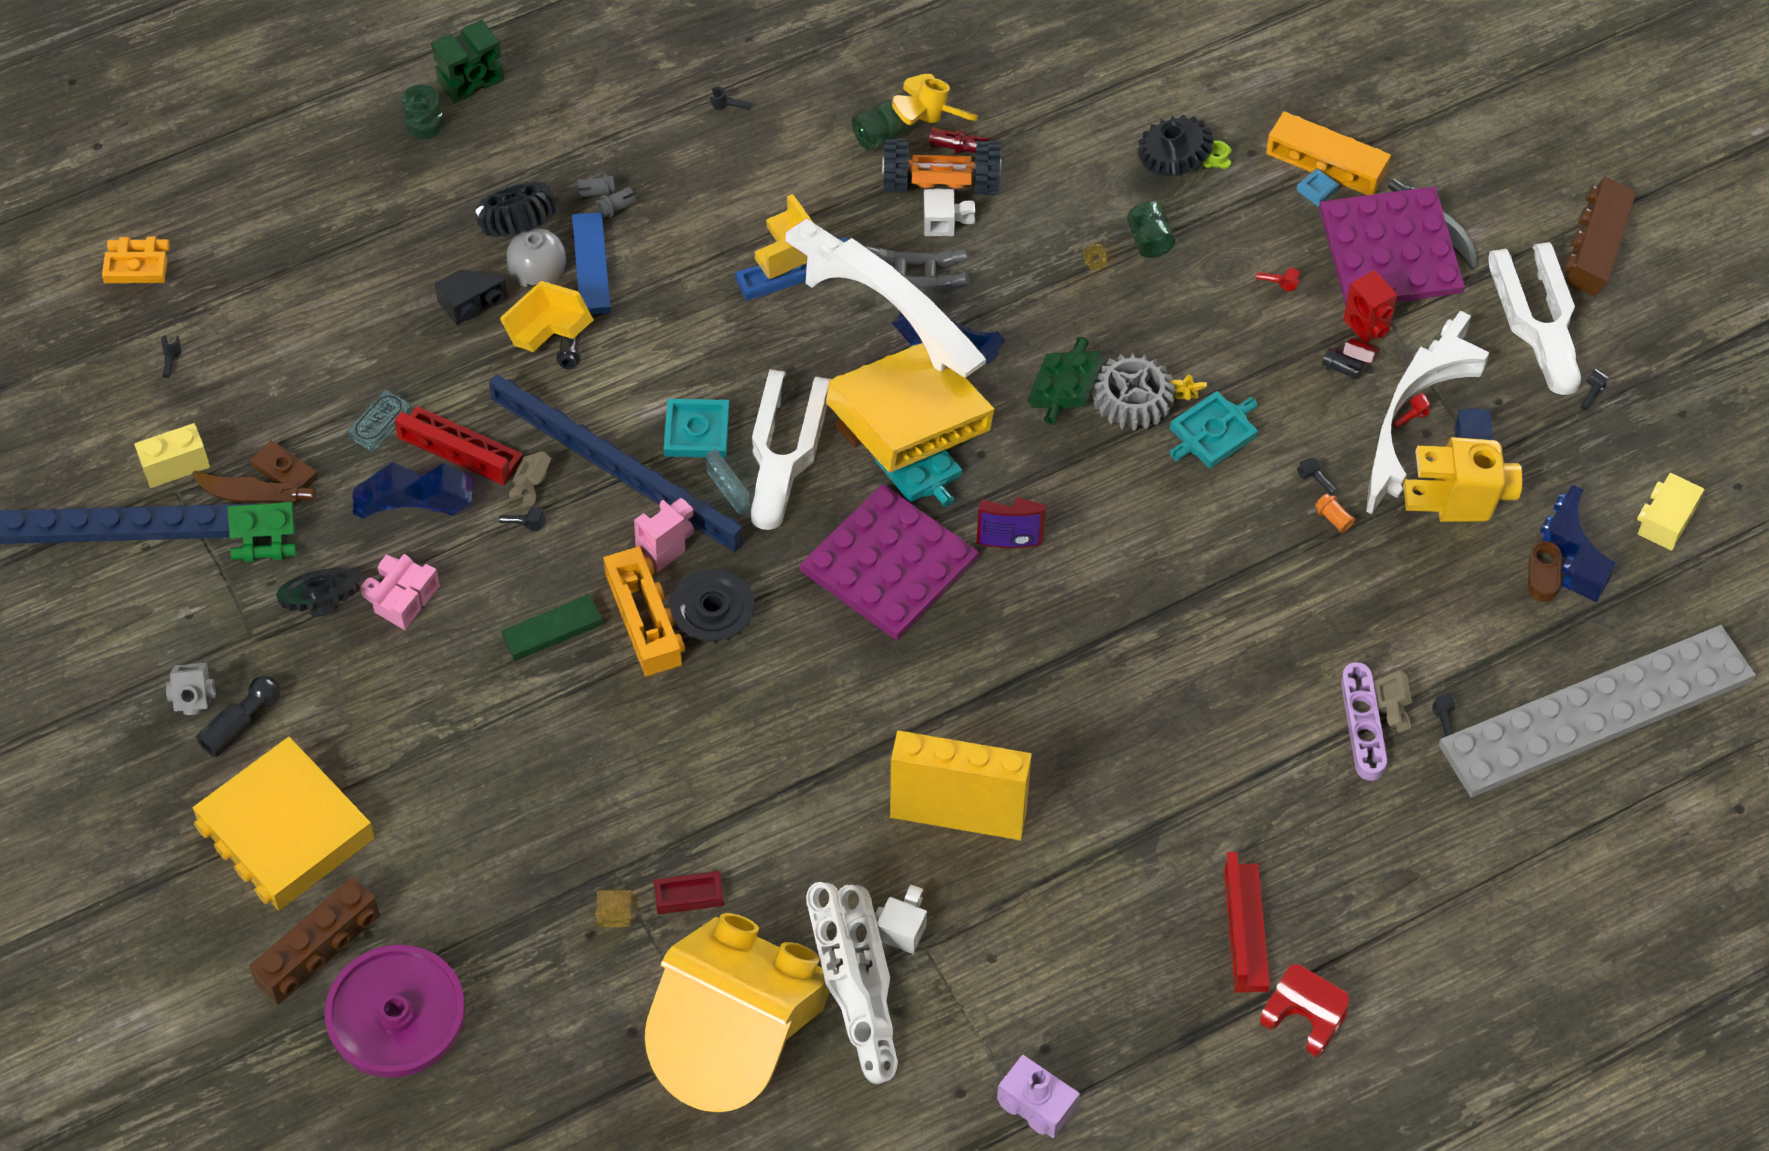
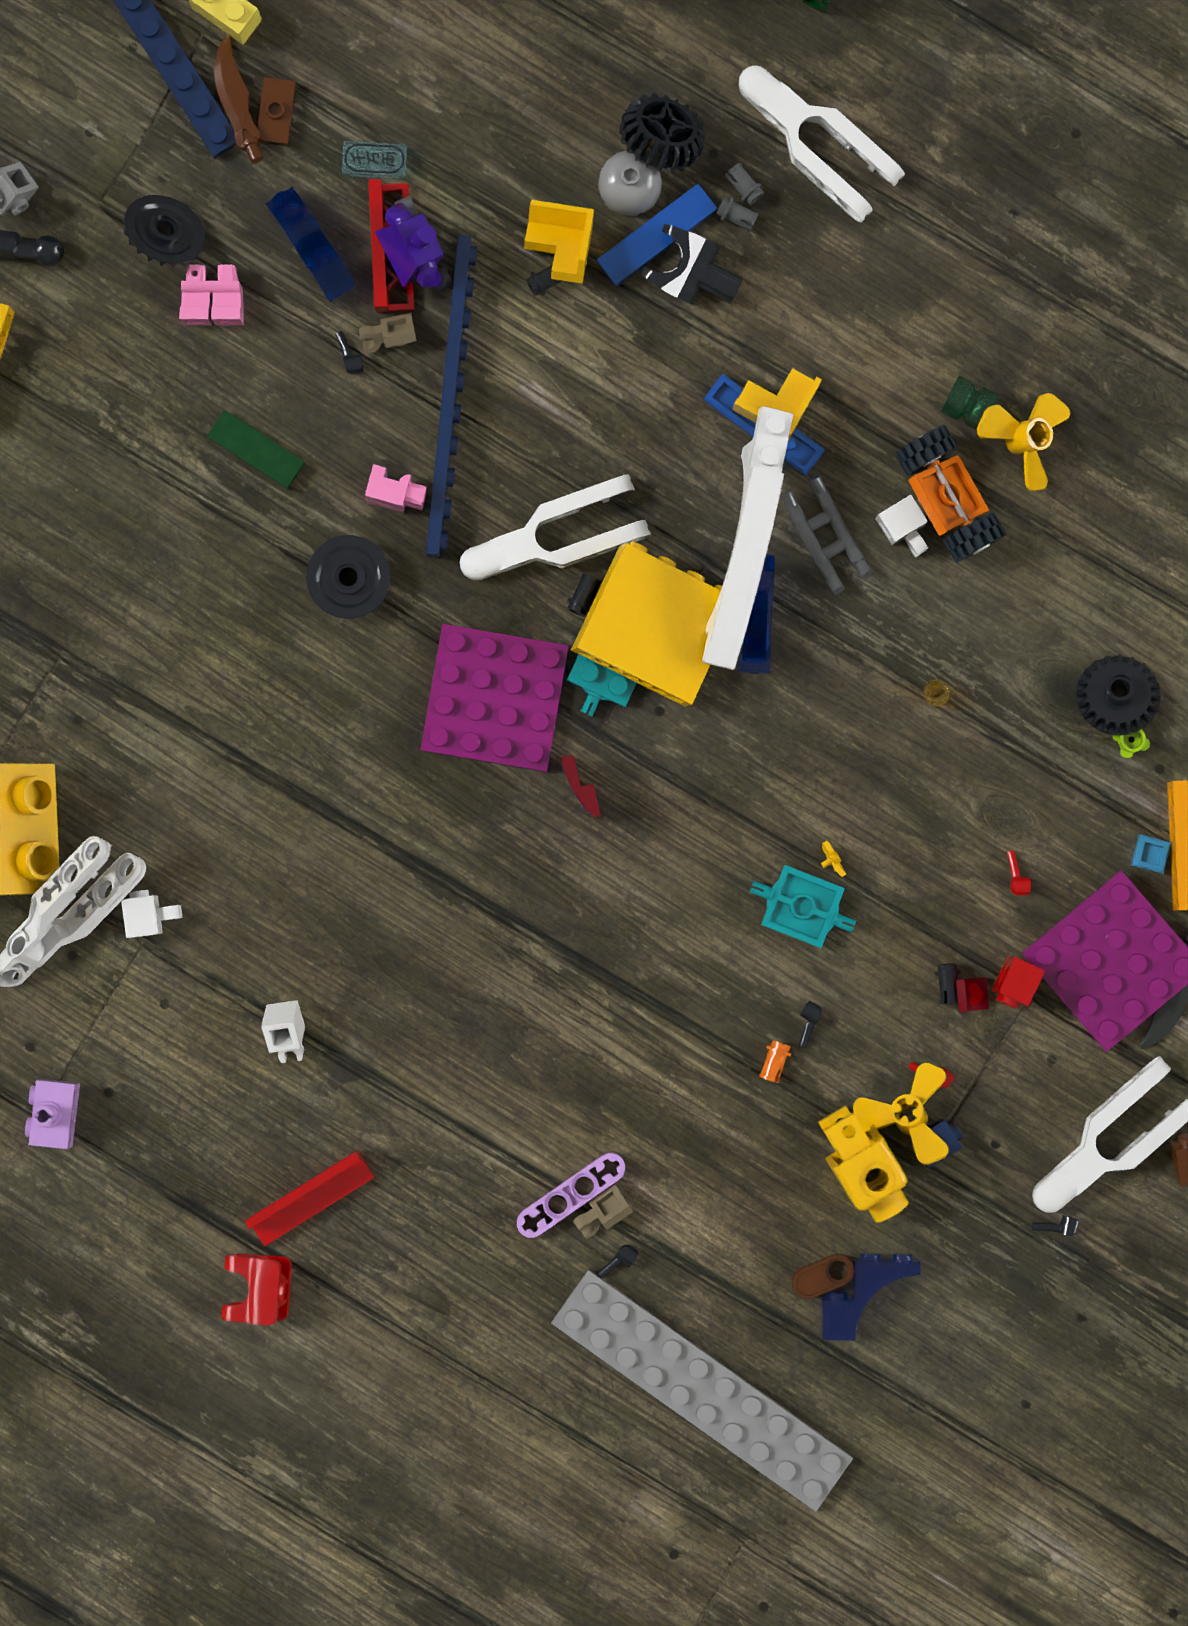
camera: 65 degrees right, 30 degrees up
(261, 520) = (204, 136): green plate -> none
(469, 293) = (549, 148): black slope -> none
(474, 409) = (413, 247): none -> dark purple torso
(567, 131) = (789, 111): none -> white piece
(613, 908) = (25, 671): clear yellow plate -> none
(637, 247) = (695, 270): none -> black connector
(659, 653) = (334, 517): light orange brick -> none
(688, 892) = (75, 722): dark red tile -> none
(696, 427) = (530, 445): teal plate -> none
(721, 101) = (921, 239): black hand -> none
(727, 482) = (487, 509): clear light blue tile -> none
(852, 458) = (583, 595): none -> black pin
(954, 140) = (1002, 495): dark red pin -> none
(959, 785) = (275, 899): yellow brick -> none
(1065, 380) = (775, 745): dark green plate -> none
(1079, 859) = (284, 1029): none -> white brick
(1136, 401) = (803, 785): light grey gear -> none
(1151, 229) = (996, 728): clear green wheel -> none
(1437, 427) = (926, 1143): none -> yellow piece
(1444, 360) = (1008, 1077): white slope -> none
(1670, 511) = (951, 1359): light yellow brick -> none

